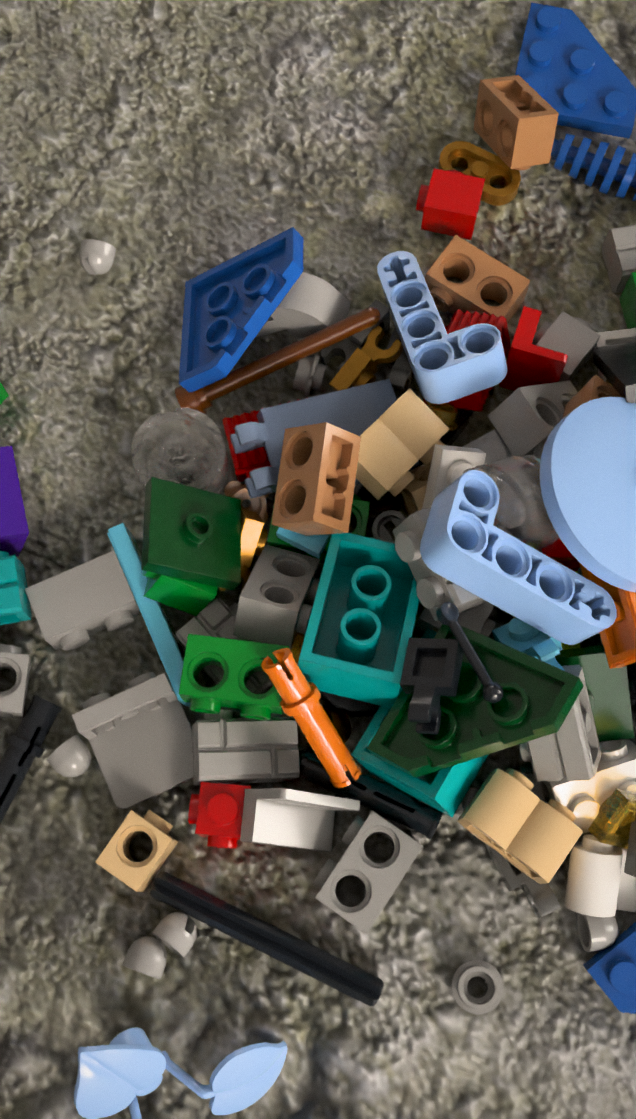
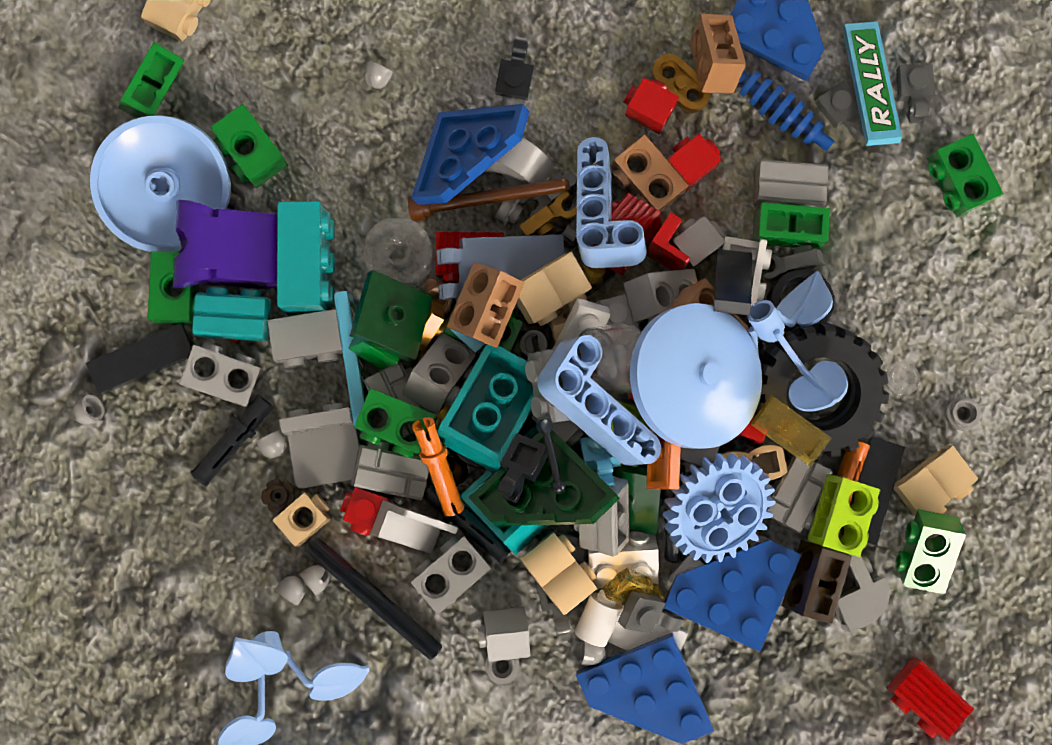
camera: 10 degrees right, 10 degrees up
(55, 492) = (304, 258): none -> teal brick
(86, 817) = (274, 486): none -> dark brown plate
(269, 214) = (514, 75): none -> black plate
(470, 937) = (505, 634): none -> light grey brick
(528, 249) = (694, 159): none -> red brick

